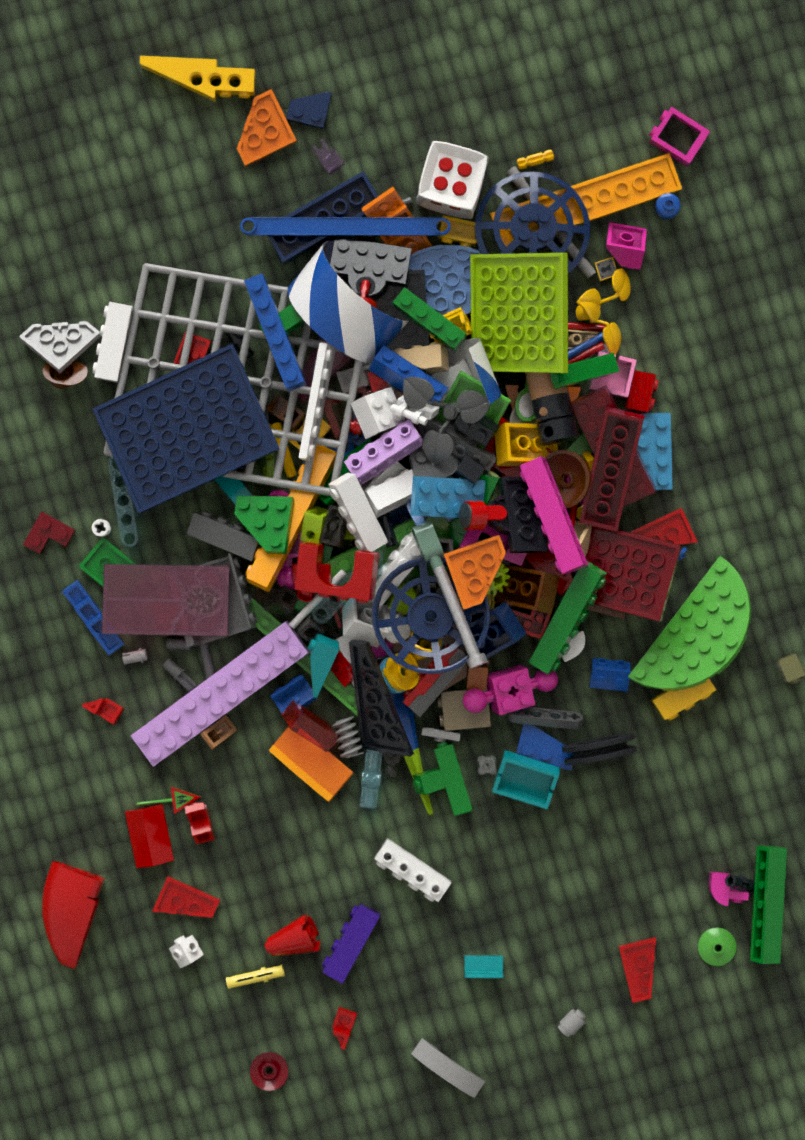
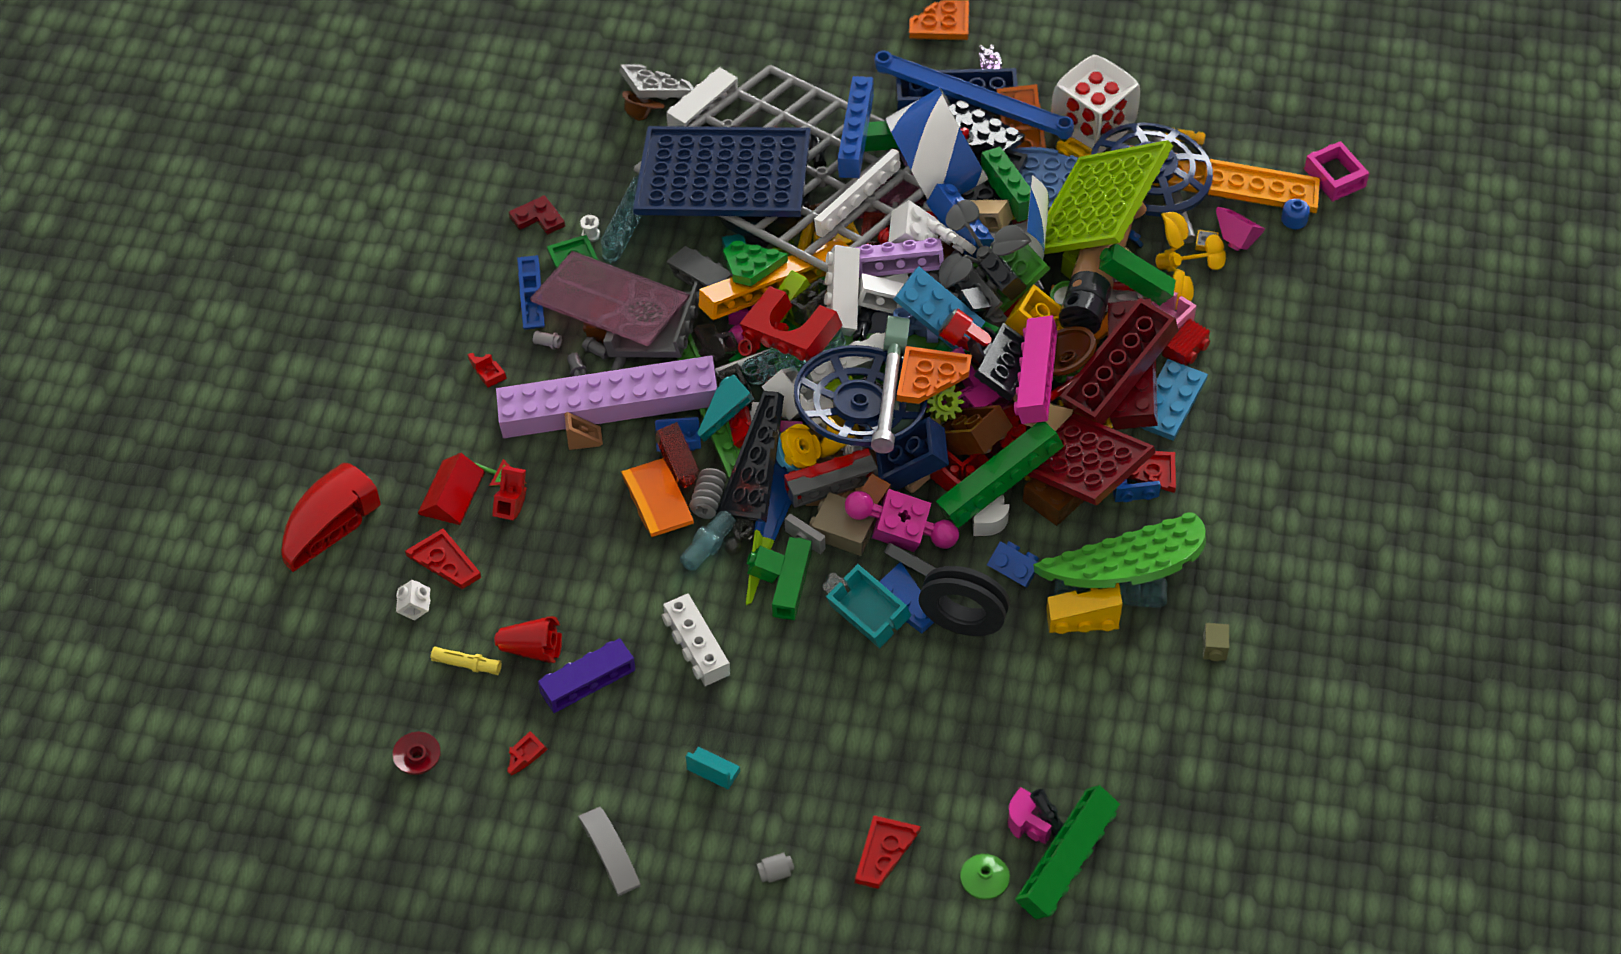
camera: 30 degrees right, 35 degrees down
(310, 110) = (994, 24): dark blue wing -> none

